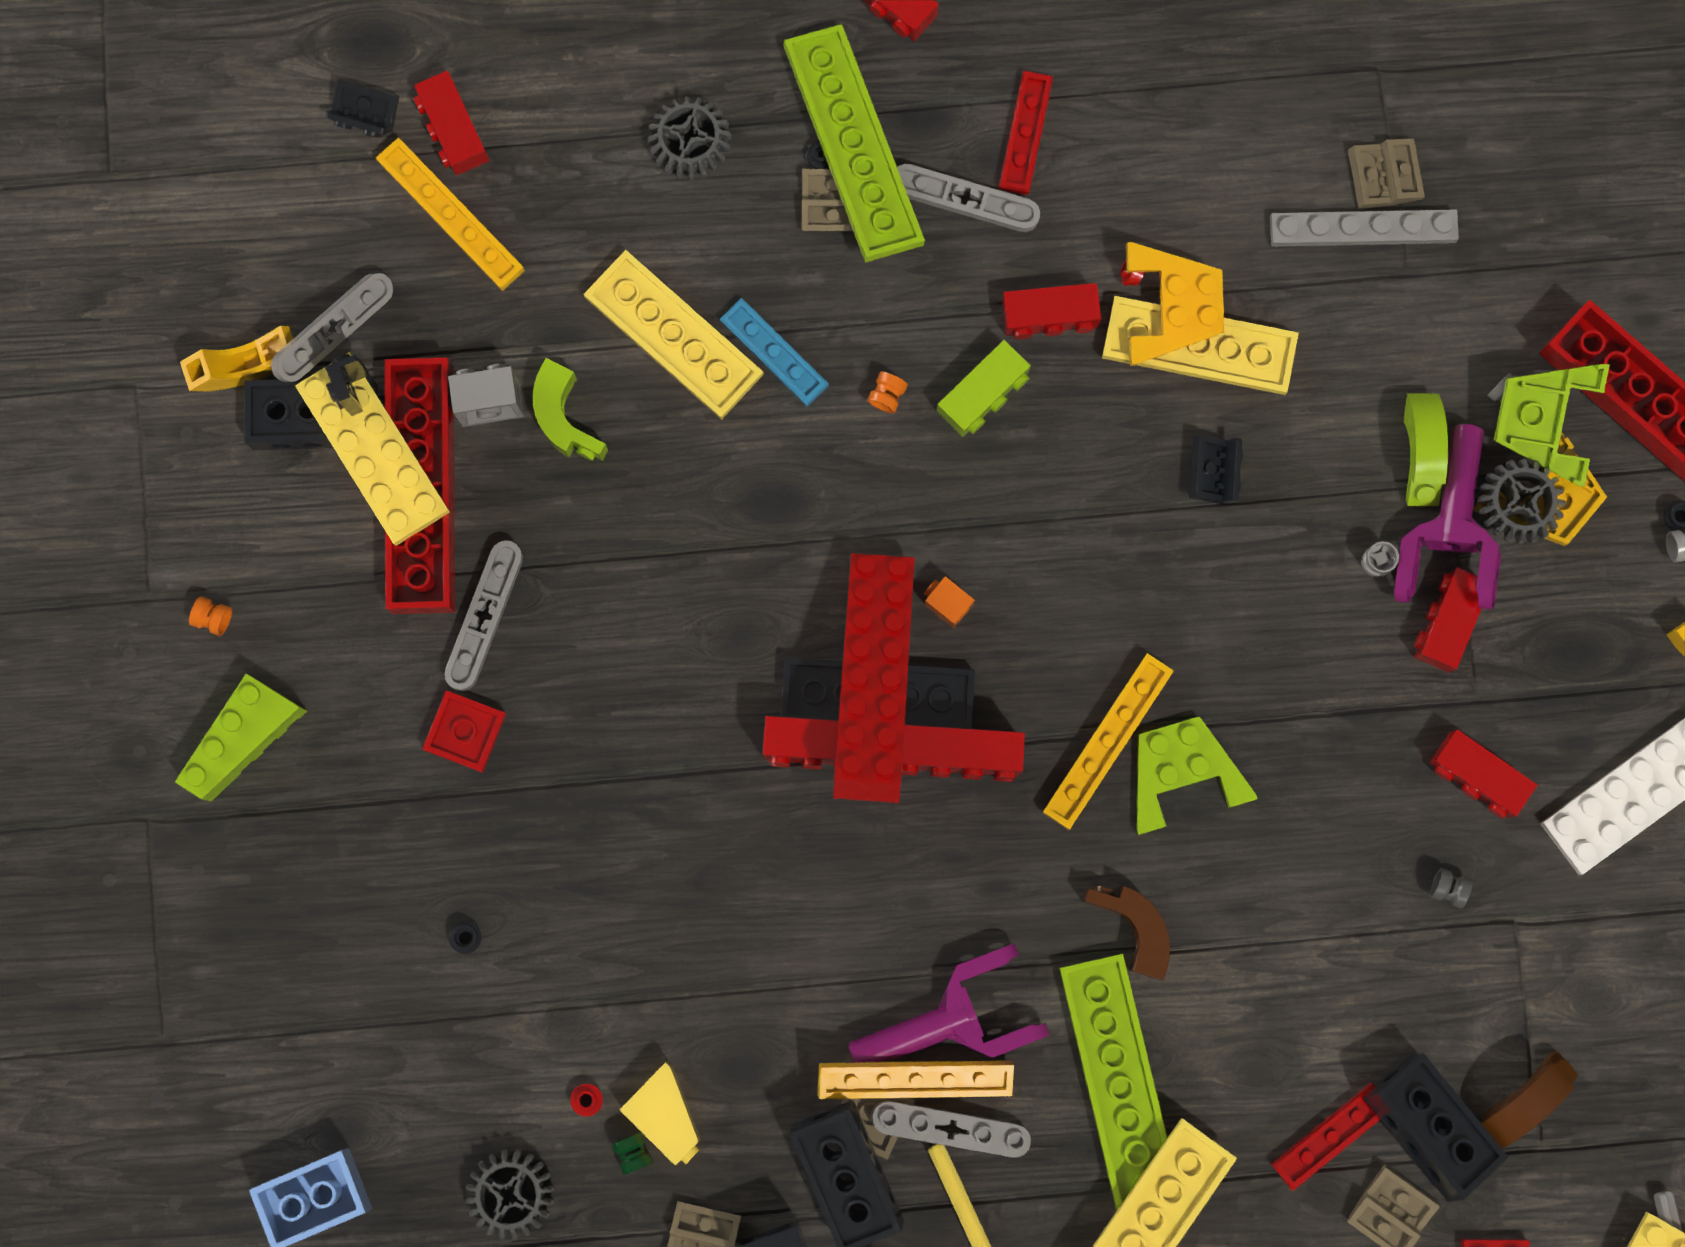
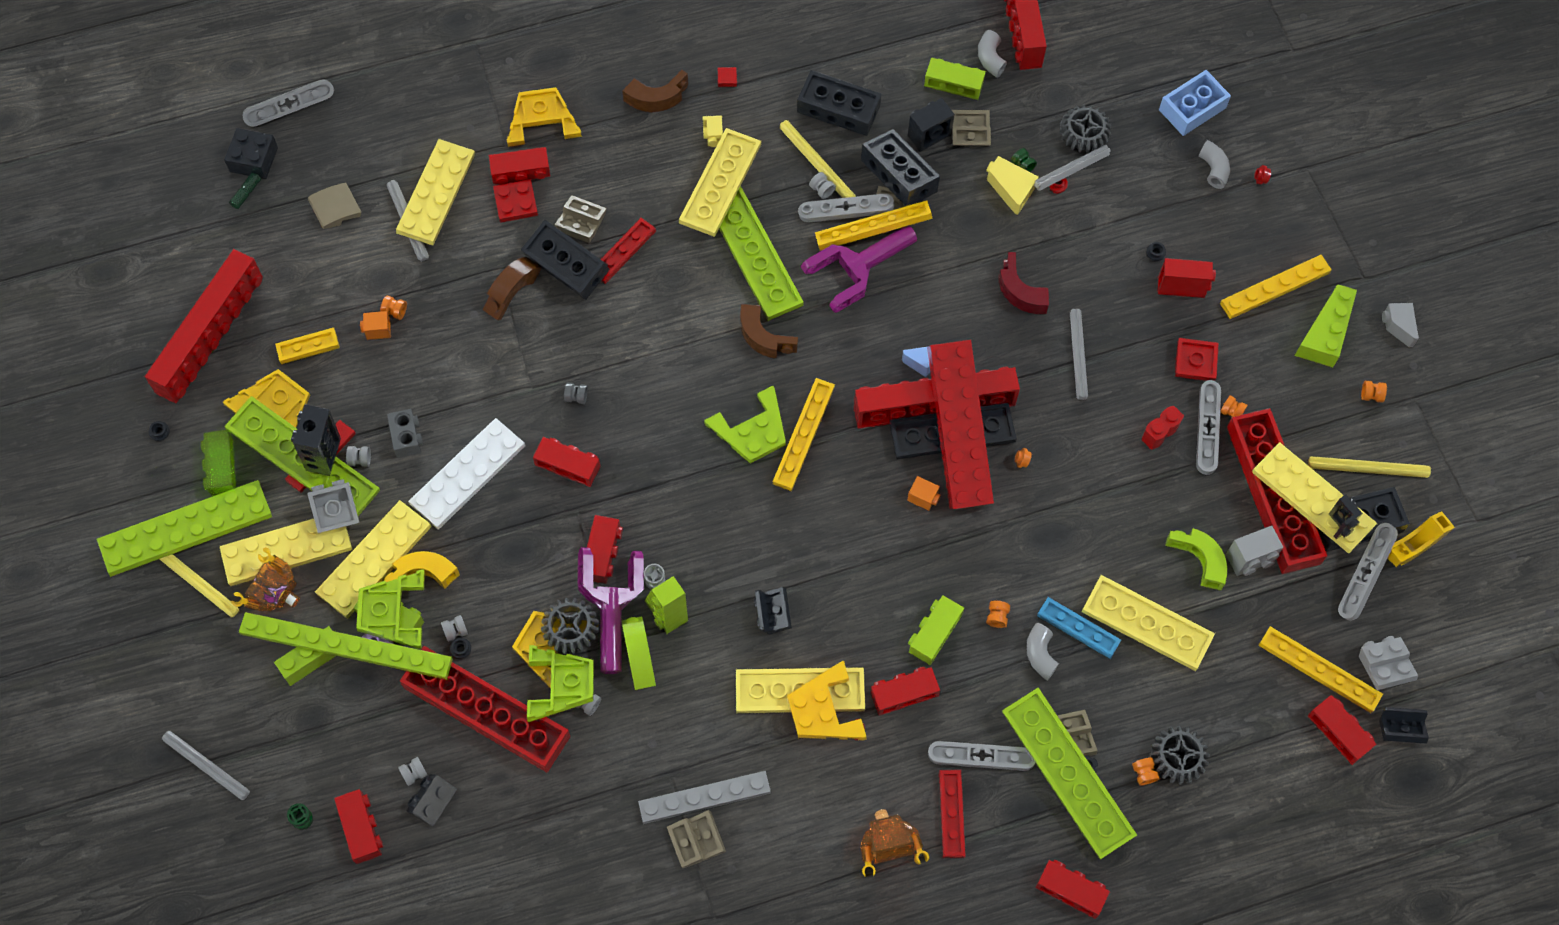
camera: 165 degrees right, 15 degrees down
(121, 721) = (1401, 322): none -> light grey slope
(244, 1038) = (1262, 174): none -> red plate
(263, 500) = (1369, 467): none -> light yellow axle
(294, 833) = (1275, 286): none -> yellow plate
(309, 1076) = (1218, 162): none -> light grey cylinder
(352, 198) = (1387, 662): none -> light grey plate
(435, 635) = (1233, 408): none -> orange wheel
(437, 867) = (1185, 278): none -> red brick
(548, 631) = (1162, 427): none -> red brick
(556, 1119) = (1072, 167): none -> light grey axle
(644, 785) = (1078, 354): none -> light grey axle
(709, 905) = (1024, 297): none -> dark red arch
(743, 125) = (1145, 771): none -> orange wheel
(782, 626) = (1023, 458): none -> orange plate
(845, 324) = (1037, 651): none -> light grey cylinder
(892, 824) = (917, 360): none -> light blue slope
(983, 1189) = (822, 185): none -> light grey wheel
(1123, 107) = (889, 840): none -> clear orange torso
(1379, 496) = (668, 605): none -> lime wedge

